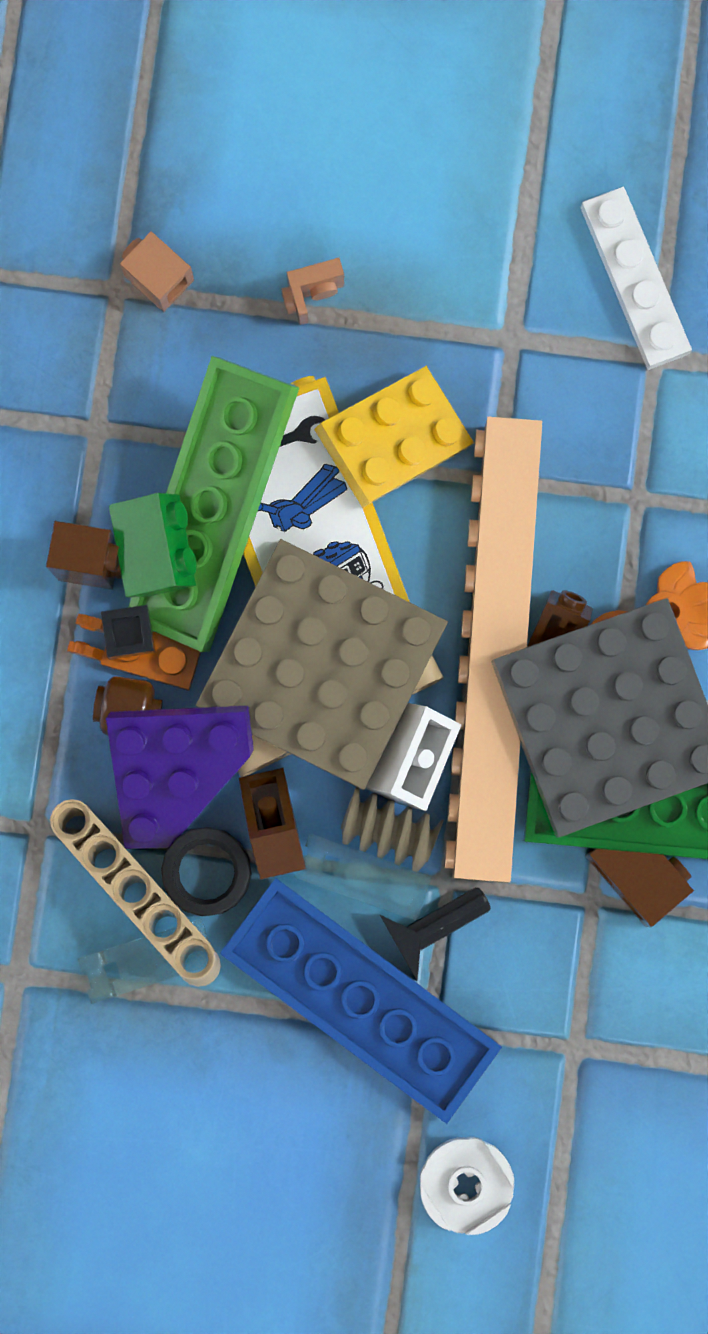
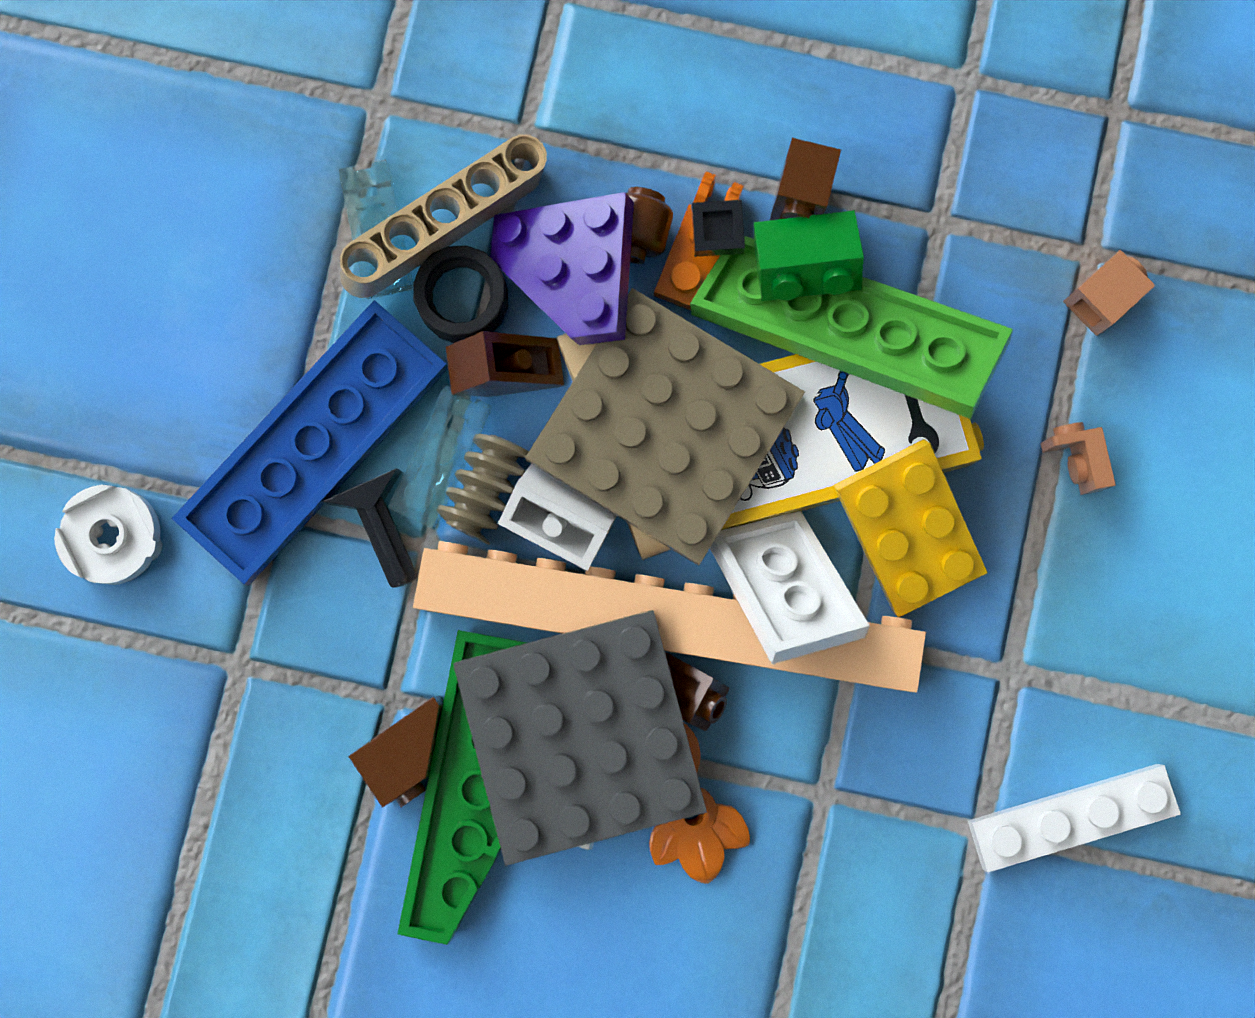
camera: 95 degrees right, 0 degrees up
(459, 541) = (788, 587): none -> white plate

